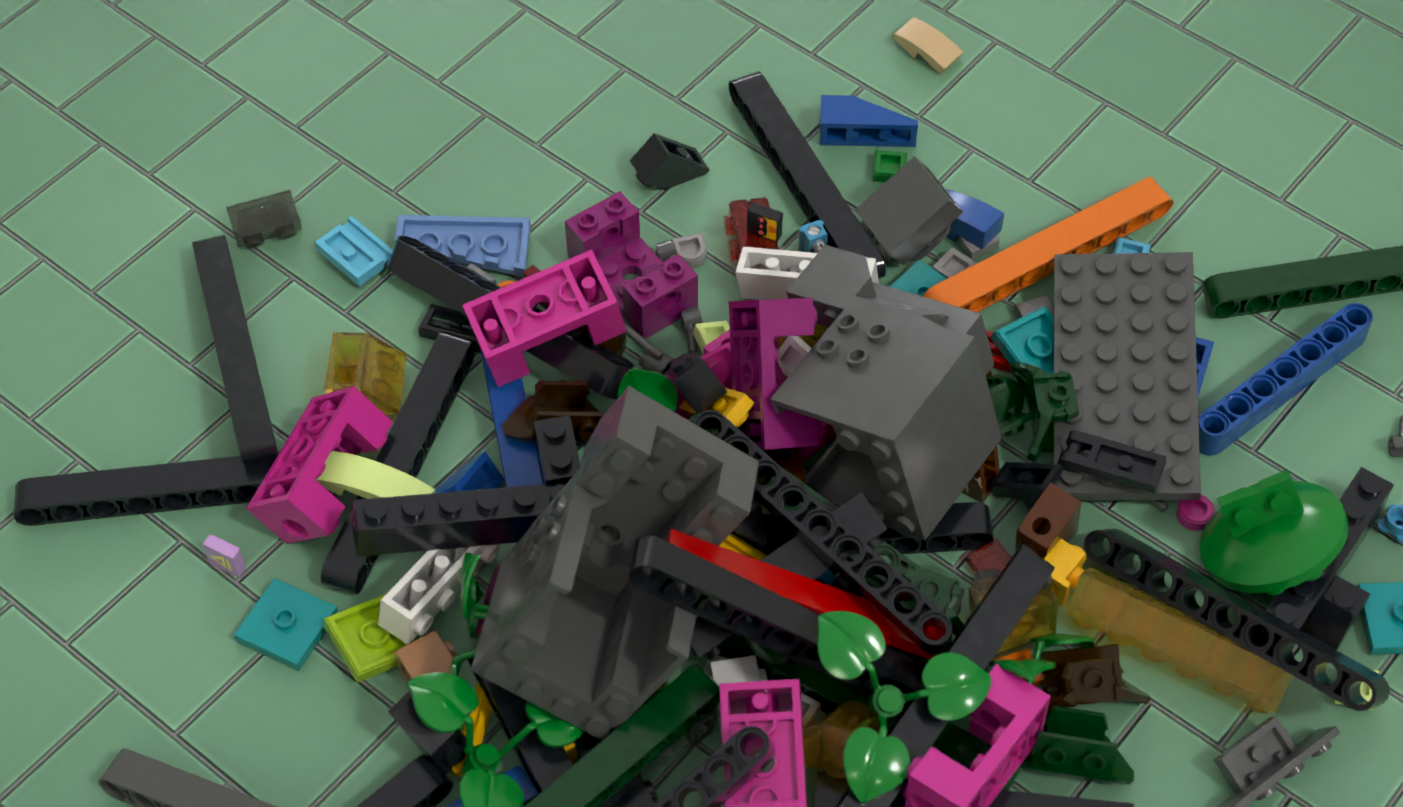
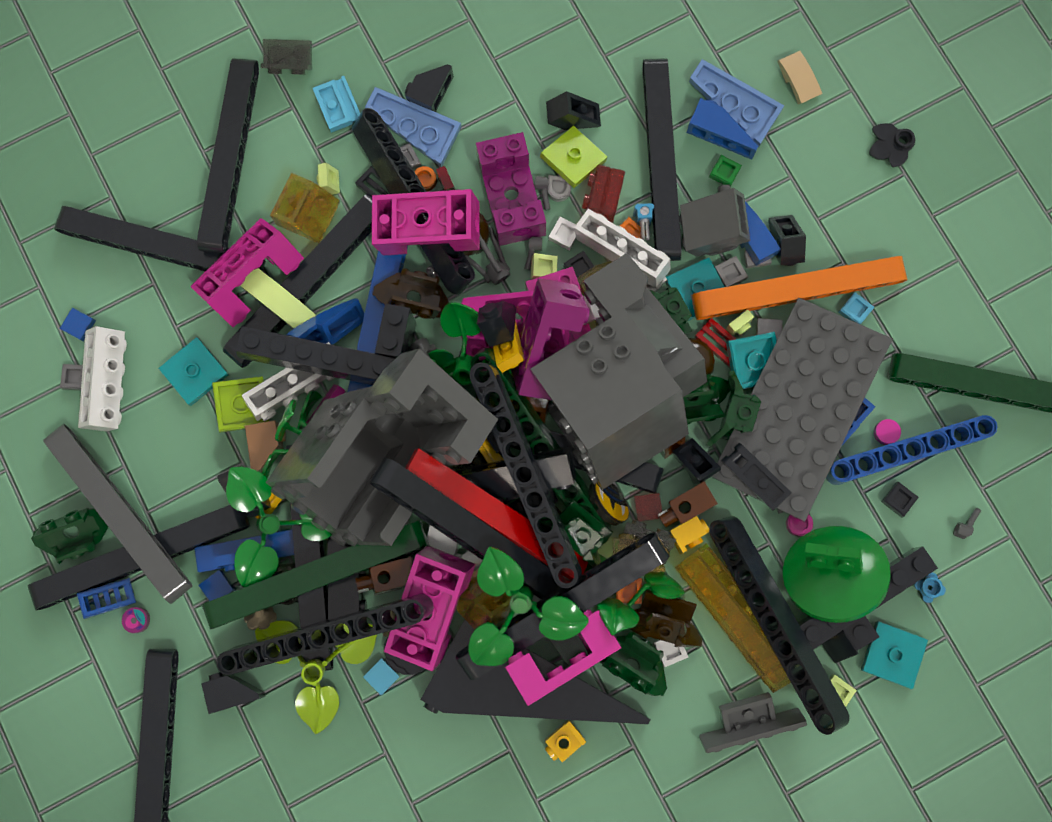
camera: 25 degrees right, 25 degrees up
(91, 625) = (77, 323): none -> blue tile
(112, 692) = (71, 377): none -> flat silver tile
(159, 672) = (102, 379): none -> white brick
(224, 555) = (171, 309): lavender tile -> none
(379, 329) = (328, 178): none -> yellowish green plate
(470, 192) = (430, 87): none -> black slope
(682, 755) = (396, 571): none -> reddish brown torso
(692, 209) = (573, 156): none -> lime plate
(719, 294) = (563, 233): none -> white tile
(764, 222) = (610, 195): black tile -> none
(884, 88) = (746, 105): none -> medium blue wing
(937, 564) = (610, 502): none -> tile
(998, 313) = (740, 324): none -> yellowish green plate
(1016, 205) = (789, 238): none -> black slope
(1074, 75) = (889, 146): none -> black plate
(1120, 720) = (671, 653): none -> white tile
(1241, 368) = (887, 431): none -> dark pink tile
(1303, 440) = (899, 499): none -> black tile

